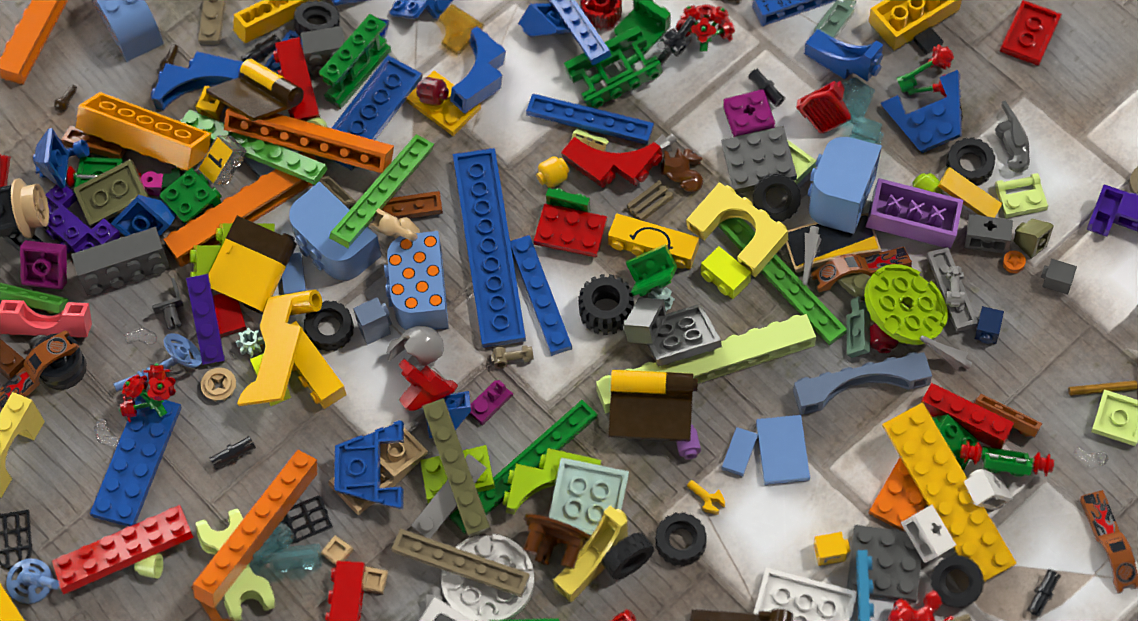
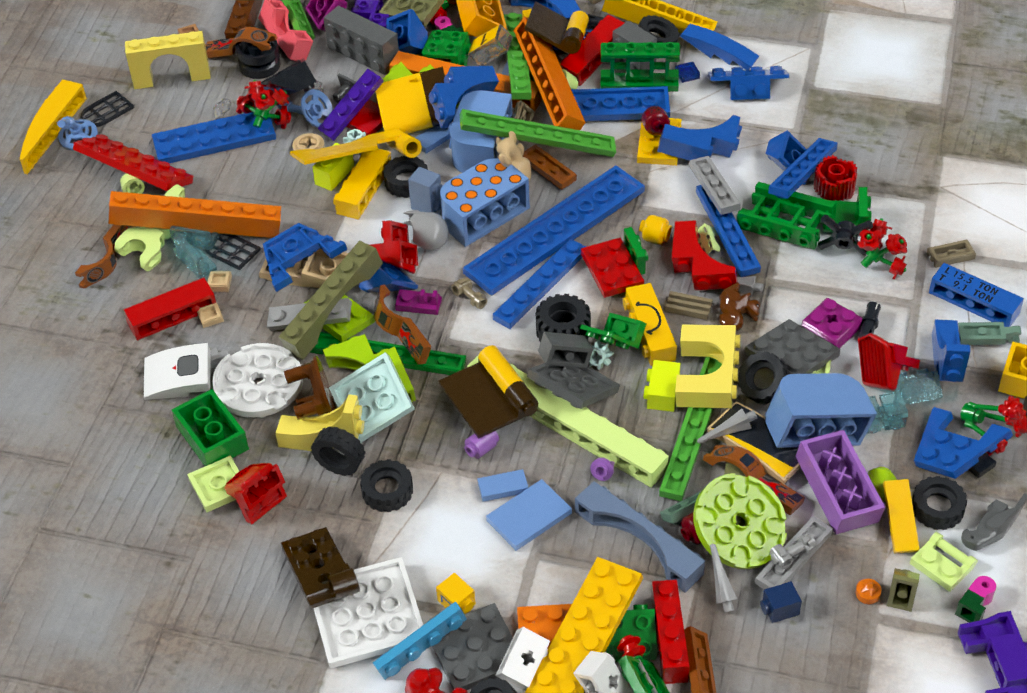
camera: 55 degrees right, 15 degrees down
(133, 351) = (292, 79): none -> black wedge
(232, 452) = (257, 180): black pin -> none
(275, 216) = (456, 85): none -> blue arch
(458, 28) = (737, 106): clear yellow tile -> none
(461, 563) = (255, 351): dark tan plate -> none
(526, 430) = (401, 327): none -> dark orange piece
(540, 96) = (714, 185): none -> light grey plate
(707, 497) = (434, 490): yellow bar -> none
(777, 369) = (602, 469): none -> medium lavender plate
(988, 233) = (875, 552): dark grey brick -> none
(1058, 276) = (883, 632): dark grey brick -> none
(1070, 199) = (978, 595): none -> leg

